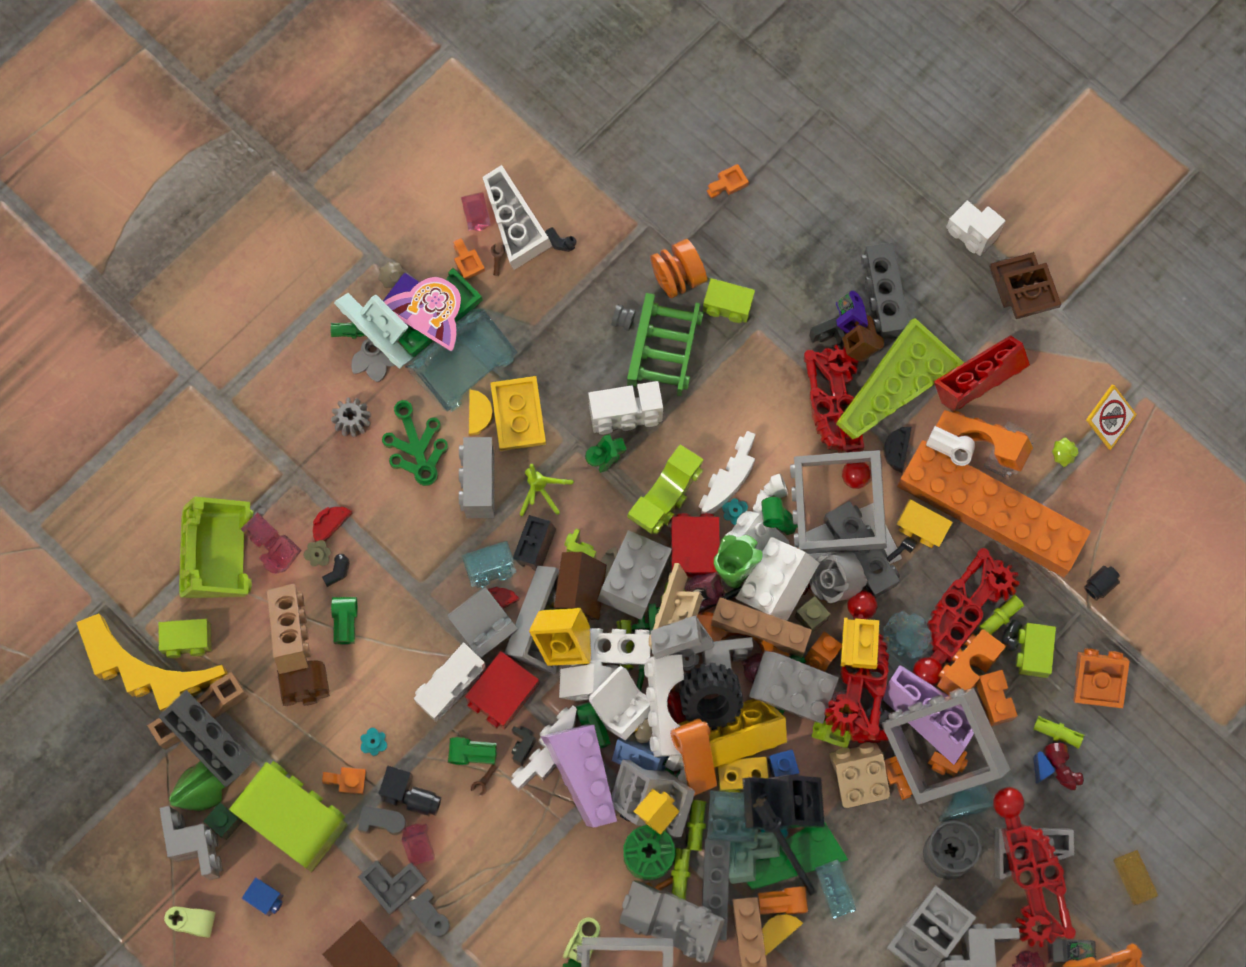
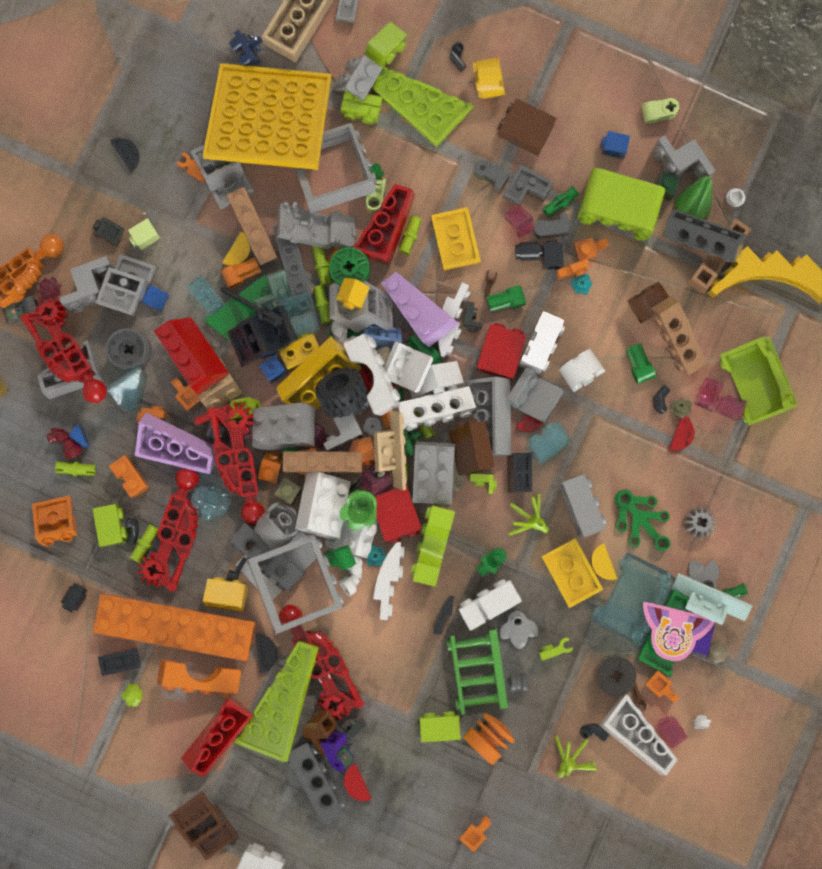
camera: 160 degrees right, 10 degrees up
(145, 779) = (735, 197): none -> white plate
(185, 637) = (752, 308): lime brick -> none
(359, 850) = (550, 209): none -> green pin
(371, 758) = (578, 268): none -> orange plate
(416, 632) = (581, 370): none -> white brick
(439, 210) = (701, 722): none -> white plate
(504, 849) = (455, 239): none -> yellow plate
(509, 276) = (625, 681): none -> clear smoke brick
(558, 874) = (410, 235): none -> lime pin
(562, 636) = (470, 401): yellow slope -> none
(575, 337) = (549, 651): none -> lime plate
(587, 889) = (386, 226): none -> red wedge
(601, 217) = (568, 764): none -> lime plant
(603, 372) = (518, 632): none -> light grey plate
(679, 417) = (446, 609): none -> black slope
(680, 638) = (380, 422): light grey bracket -> none
(694, 746) = (338, 345): orange door -> none
(842, 275) = (355, 784): none -> red tile
(860, 643) = (243, 475): yellow plate -> none
(876, 817) = (191, 353): none -> red slope
(899, 908) = (155, 298): none -> blue slope
(950, 445) = (215, 662): white piece -> none
(980, 652) = (161, 478): orange arch -> none
(982, 730) = (162, 385): light grey window -> none
(1069, 493) = (119, 662): none -> black plate
(1111, 417) = (103, 736): piece -> none

